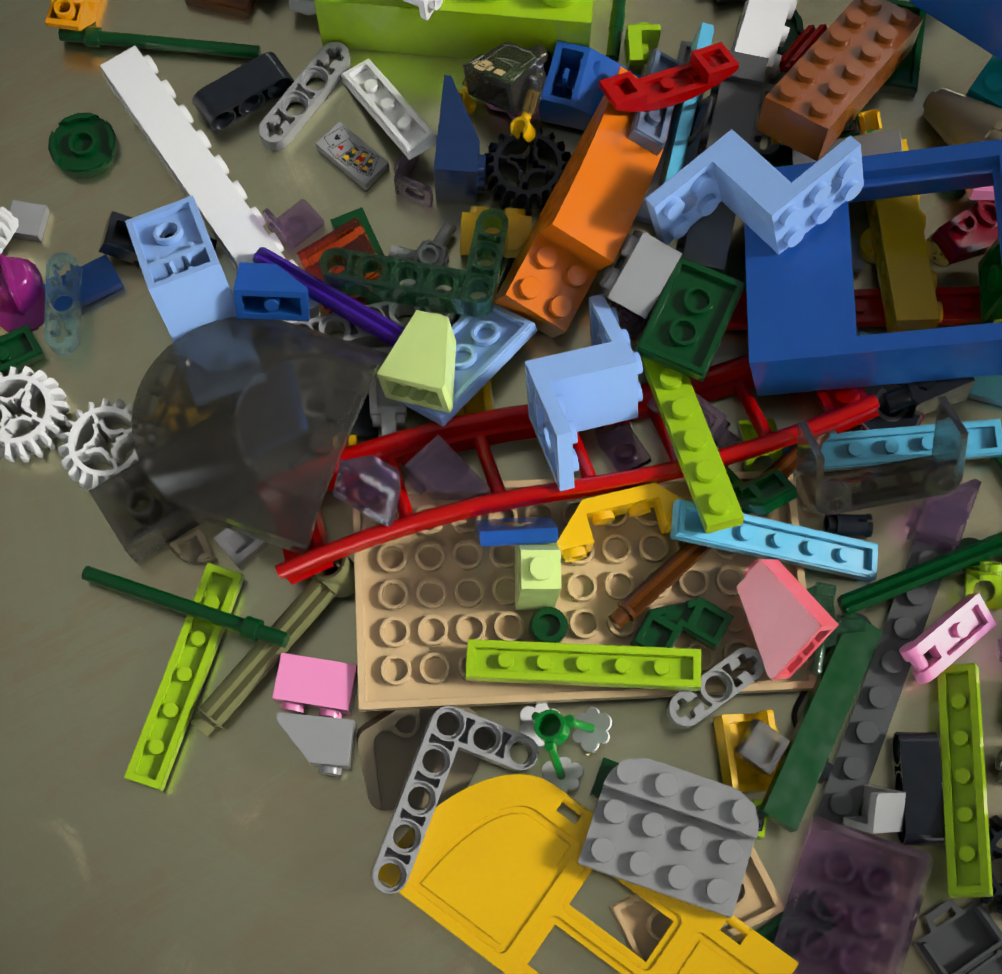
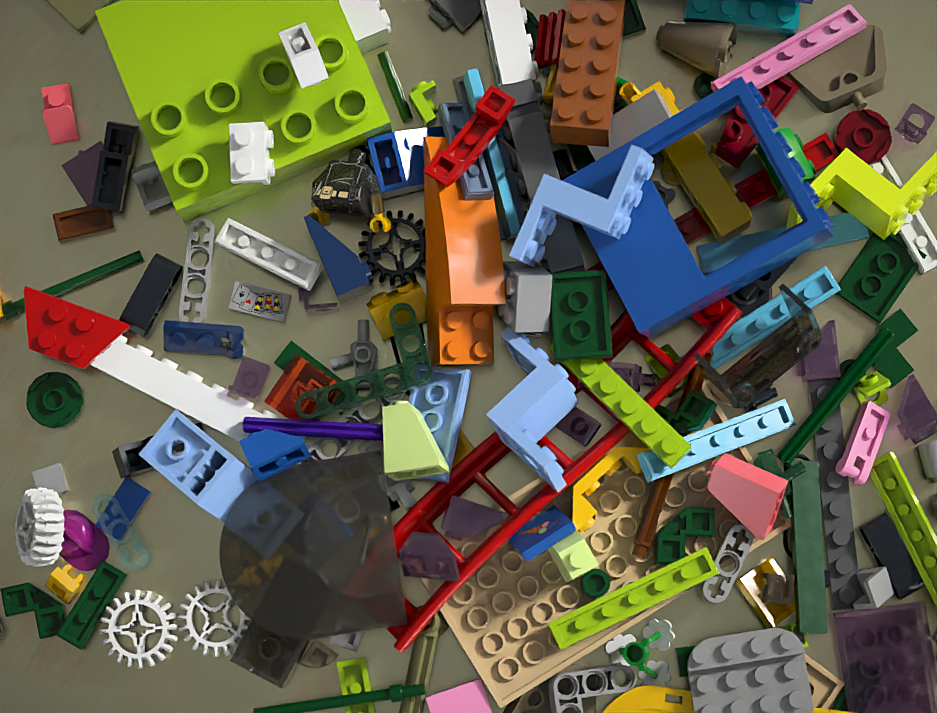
camera: 30 degrees left, 10 degrees up
(135, 72) = (67, 329): none -> red wing
(270, 158) = (203, 338): none -> dark blue plate

